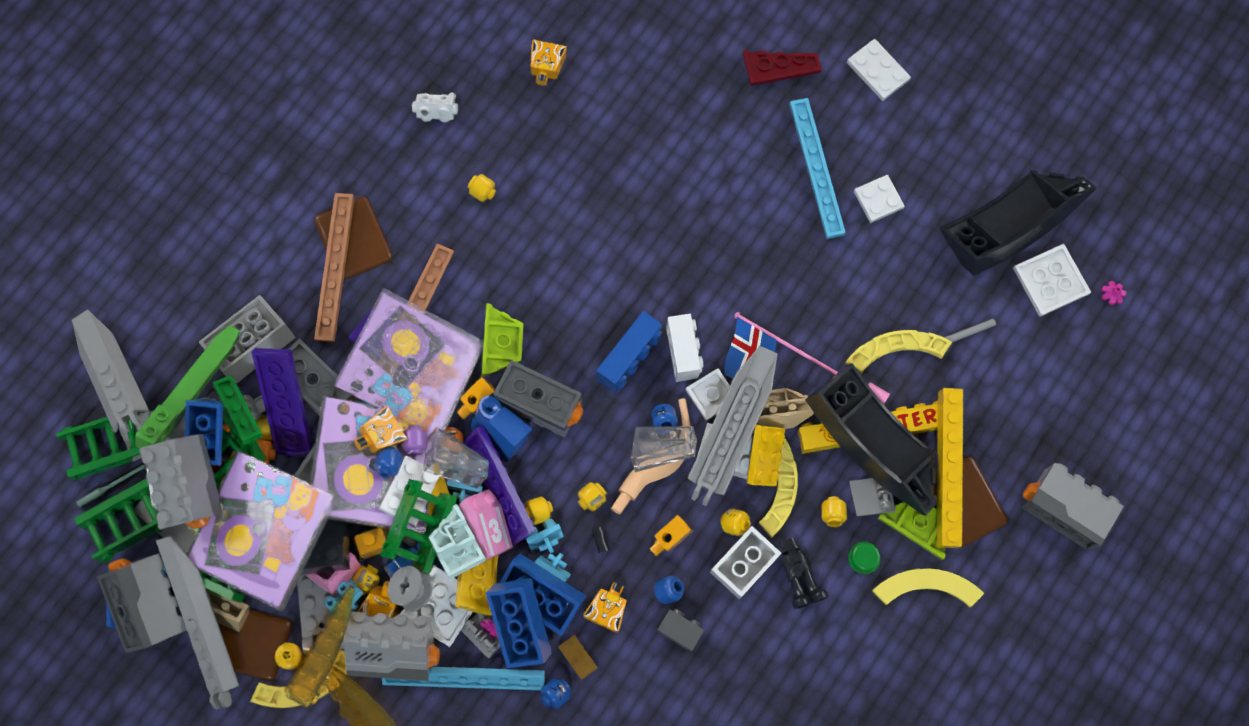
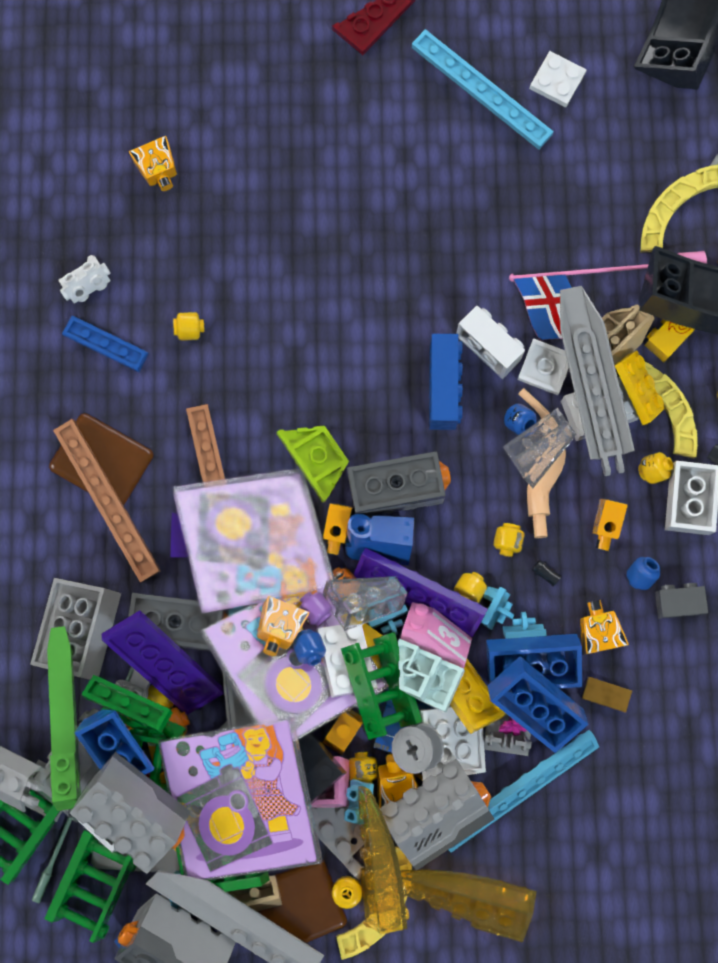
camera: 30 degrees left, 5 degrees up
(417, 160) = (105, 344): none -> blue tile
(555, 693) = (613, 742): blue head -> none

